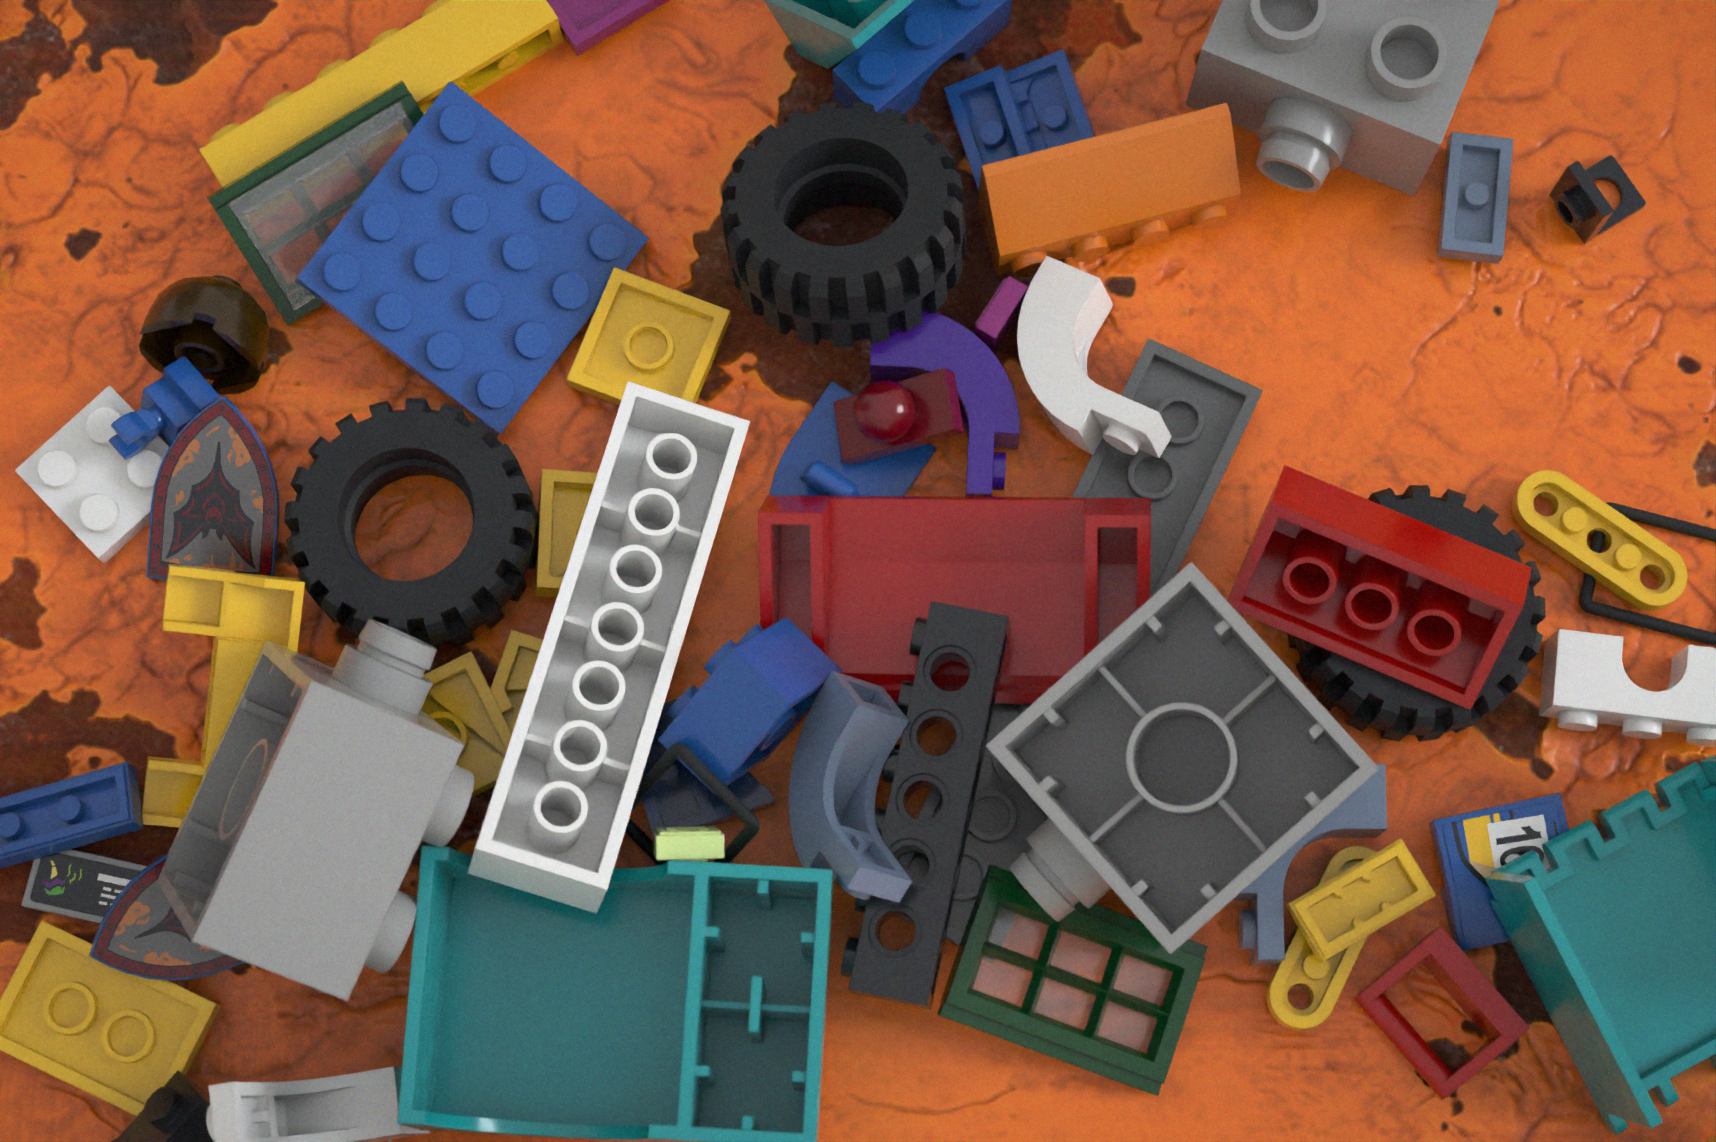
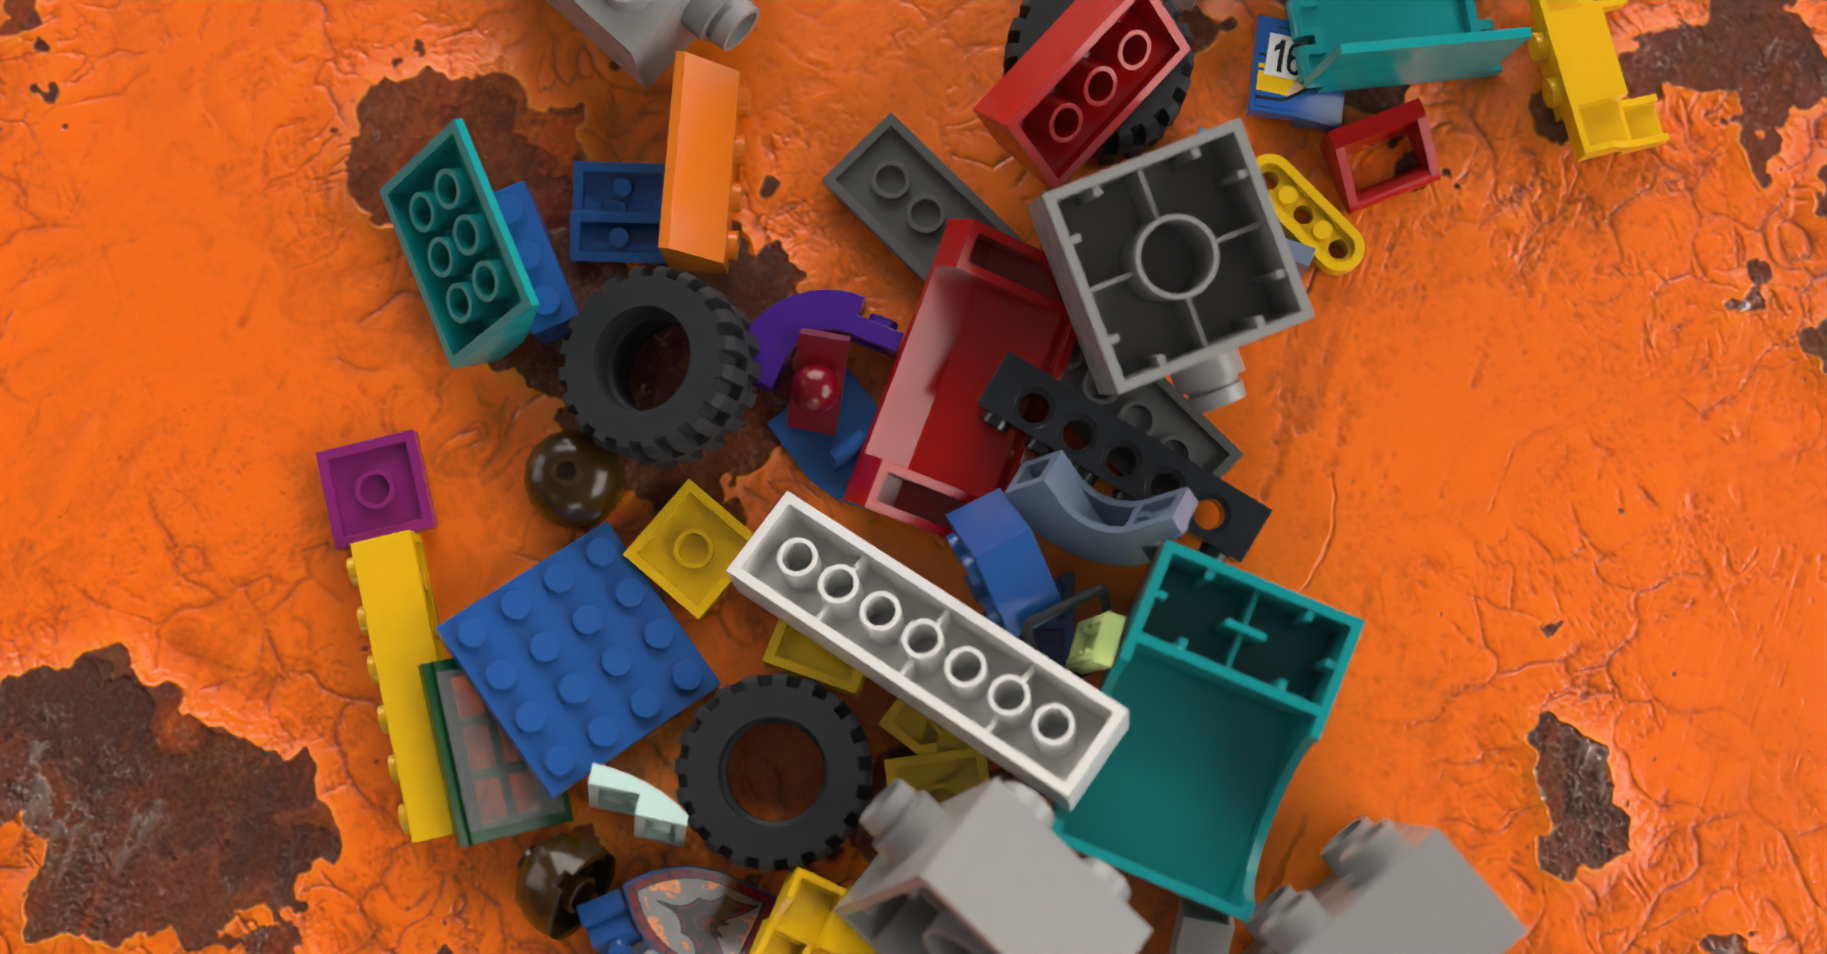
camera: 70 degrees left, 5 degrees up
(321, 388) = (655, 813): none -> light aqua slope
(679, 182) = (573, 480): none -> dark brown cylinder
(1000, 313) = (763, 279): magenta tile -> none
(1053, 342) = (795, 246): white arch -> none
(1073, 989) = (1295, 397): dark green piece -> none
(1360, 900) = (1292, 178): yellow plate -> none

